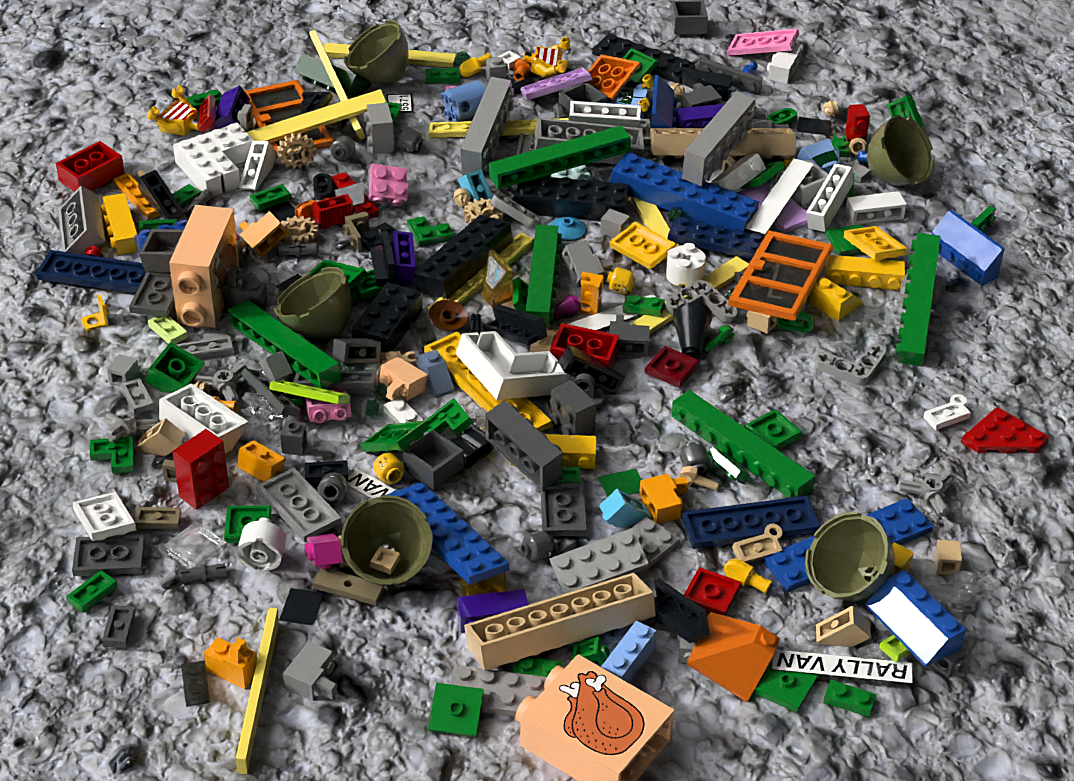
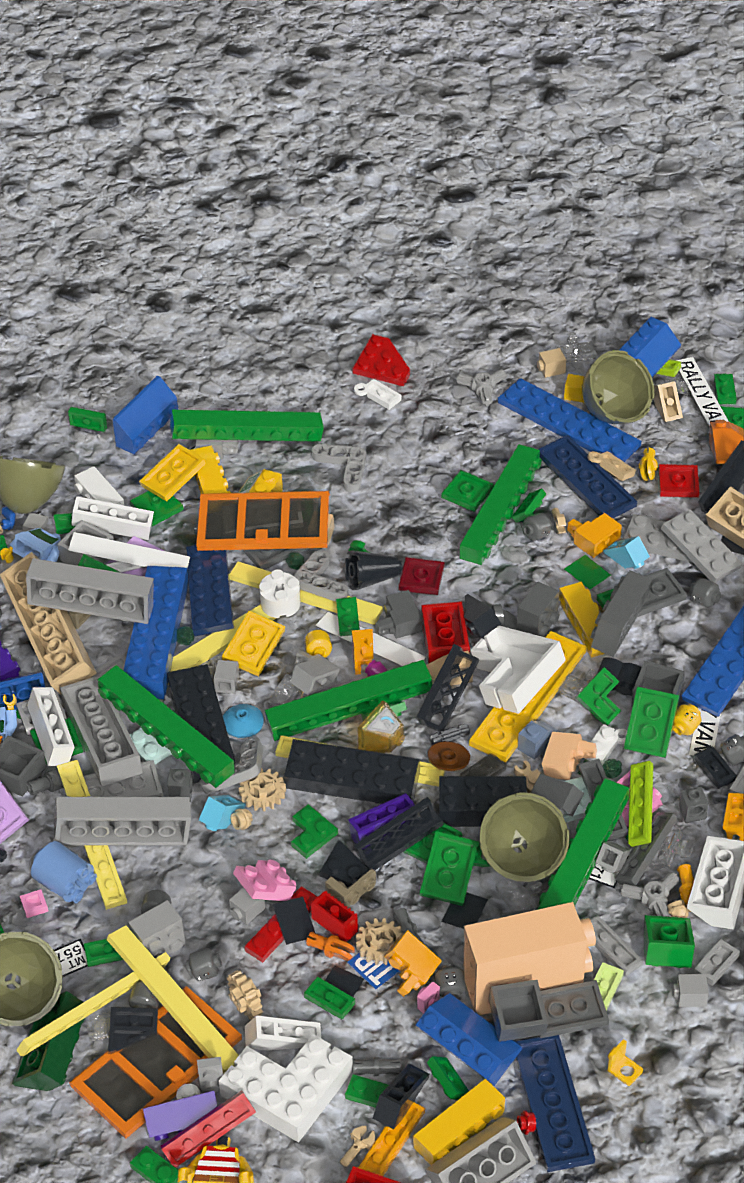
camera: 110 degrees left, 5 degrees up
(322, 186) = (283, 956): black plate -> none

